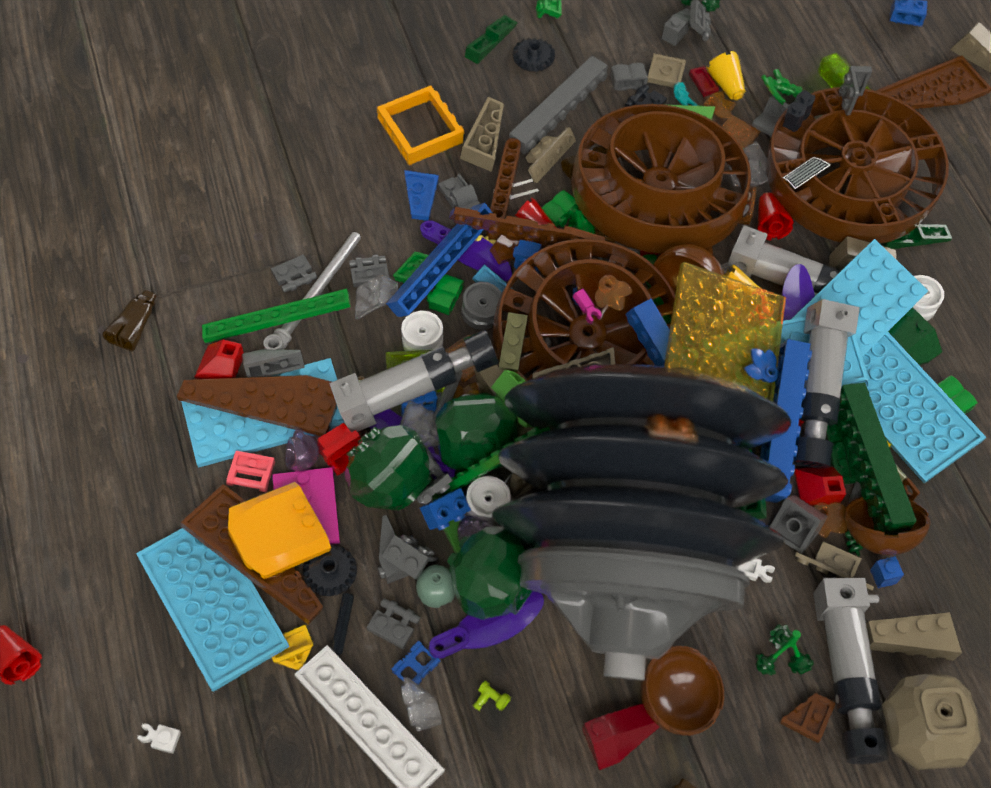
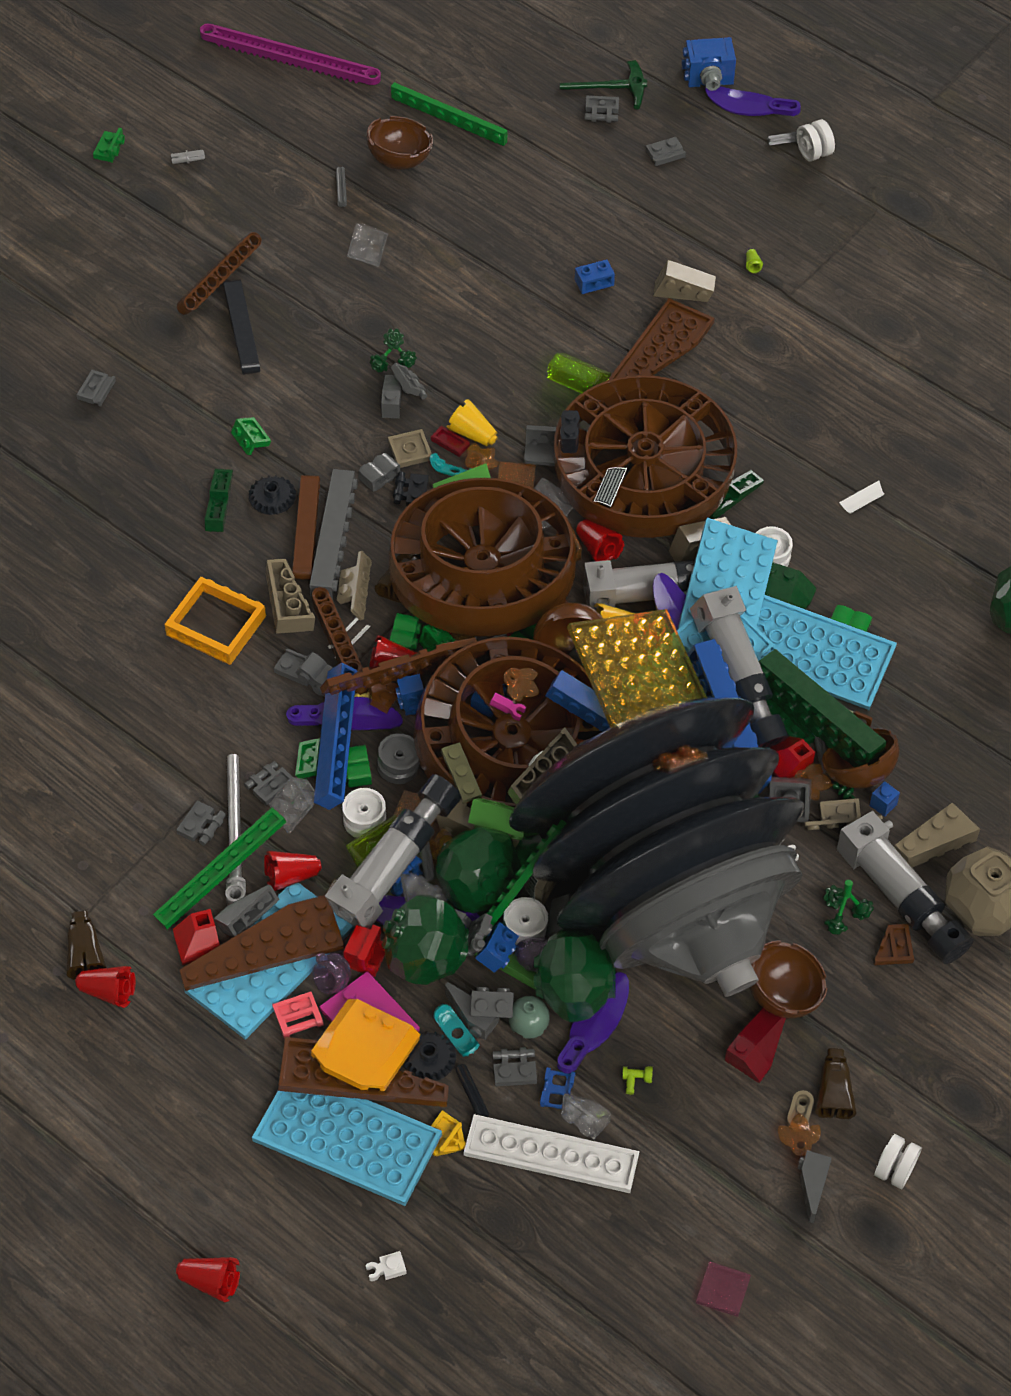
camera: 30 degrees left, 5 degrees down
(125, 362) = (108, 984): none -> red cone
(331, 347) = (289, 868): none -> red cone
(367, 549) = (448, 1021): none -> teal piece
(421, 193) = (264, 686): blue wing -> none
(489, 276) = (383, 729): dark azure tile -> none
(542, 88) = (306, 527): none -> reddish brown beam
(761, 365) = (686, 679): blue plate -> none
(782, 85) = (527, 409): green bar -> none
(854, 86) = (603, 385): dark grey bracket -> none

